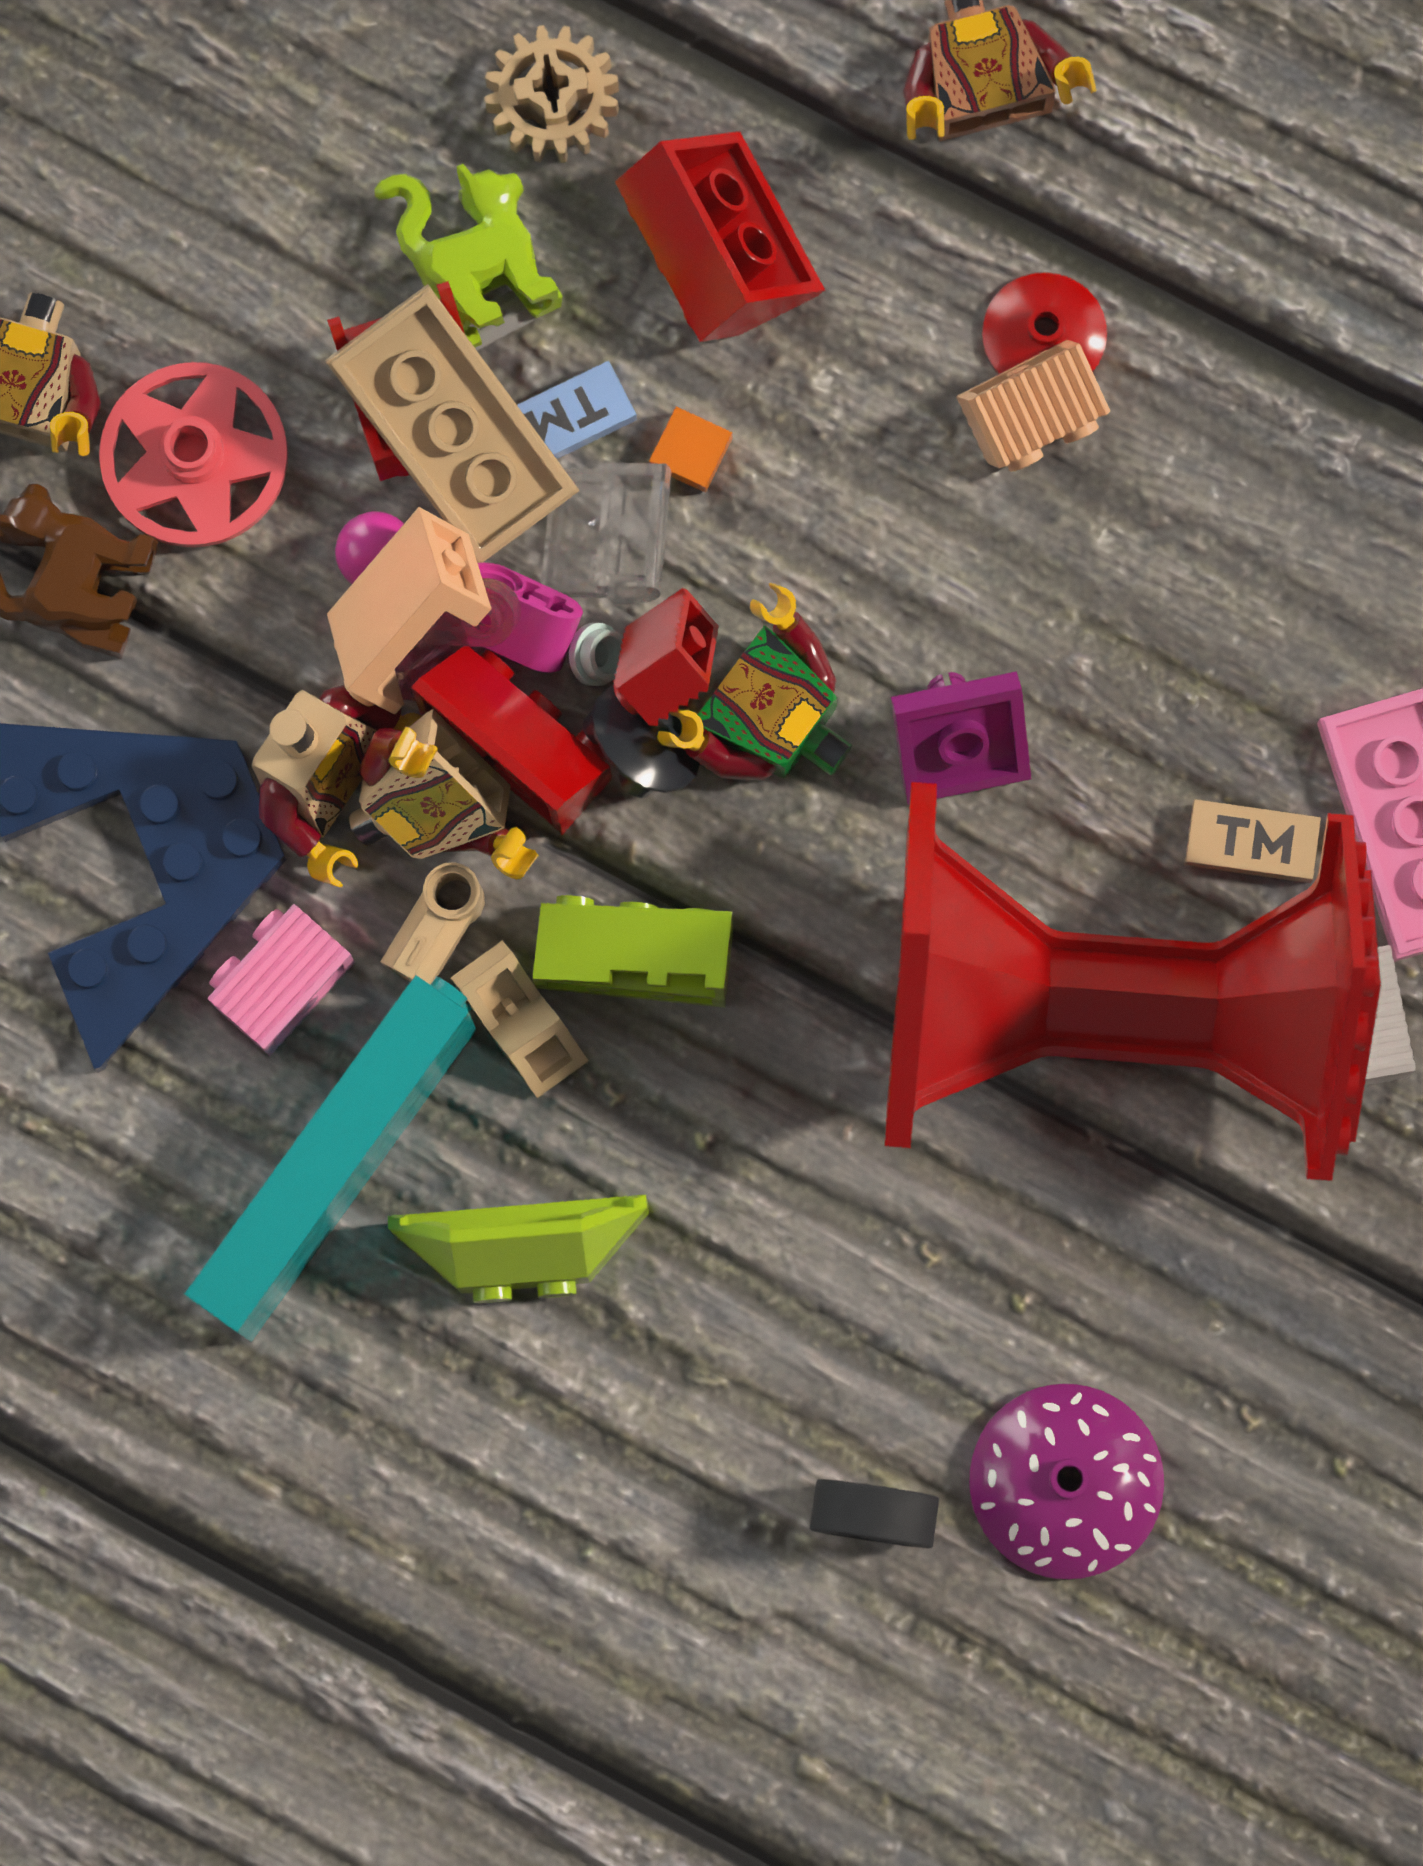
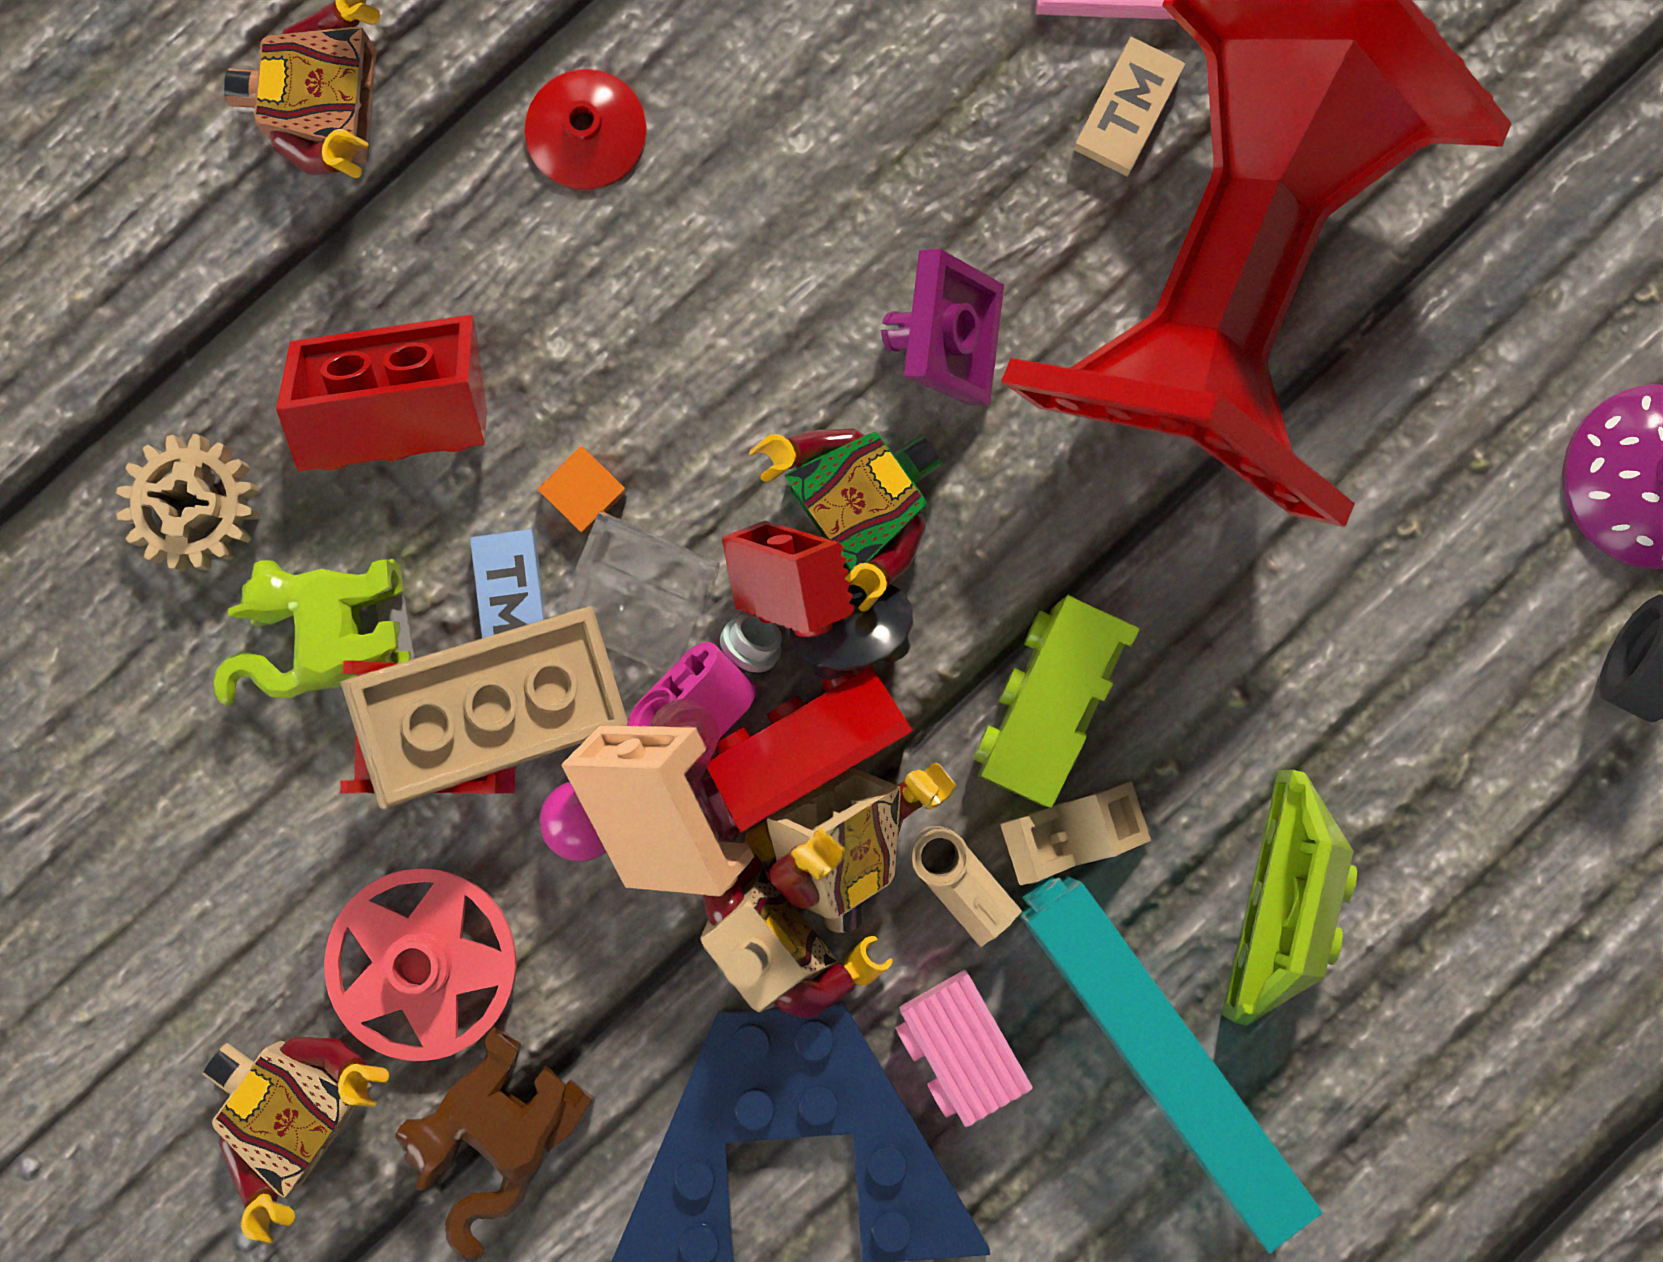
camera: 75 degrees left, 5 degrees up
(1034, 405) = (656, 155): light nougat brick -> none

